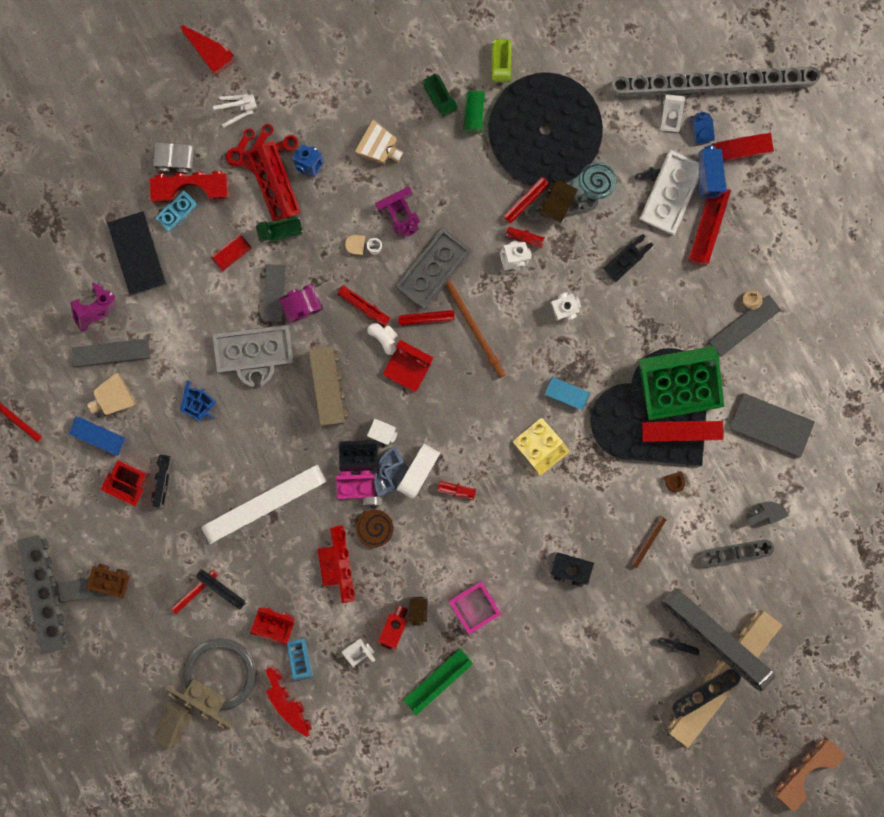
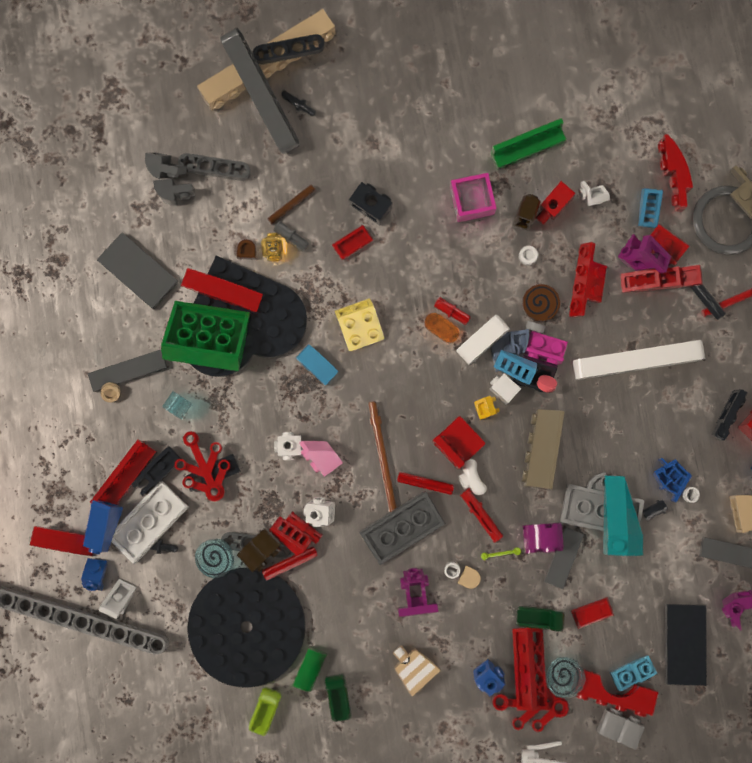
camera: 160 degrees left, 5 degrees down
(171, 392) = (693, 495): none -> white hinge
(201, 369) = (655, 510): none -> black pin
(230, 338) = (621, 525): none -> teal wedge
(238, 184) = (565, 677): none -> clear light blue tile
(266, 591) = (653, 280): none -> red slope
(299, 606) = (638, 254): none -> magenta tile
(320, 284) = (517, 551): none -> lime hinge
(344, 449) = (546, 383): none -> coral tile
(371, 460) = (519, 375): none -> dark azure slope
(393, 407) = (485, 407): none -> yellow tile
(401, 571) = (528, 255): none -> white tile
(461, 470) = (441, 328): none -> clear orange tile
(528, 216) = (292, 544): none -> red slope
(532, 308) = (322, 455): none -> bright pink slope
(575, 524) = (352, 242): none -> red tile
(637, 258) = (204, 469): none -> red plant
(637, 509) = (290, 236): none -> dark grey axle
(649, 492) = (273, 247): none -> clear yellow head
(680, 244) = (157, 469): none -> black hinge
(685, 308) = (177, 405): none -> clear light blue brick
(787, 533) = (161, 167): none -> dark grey brick

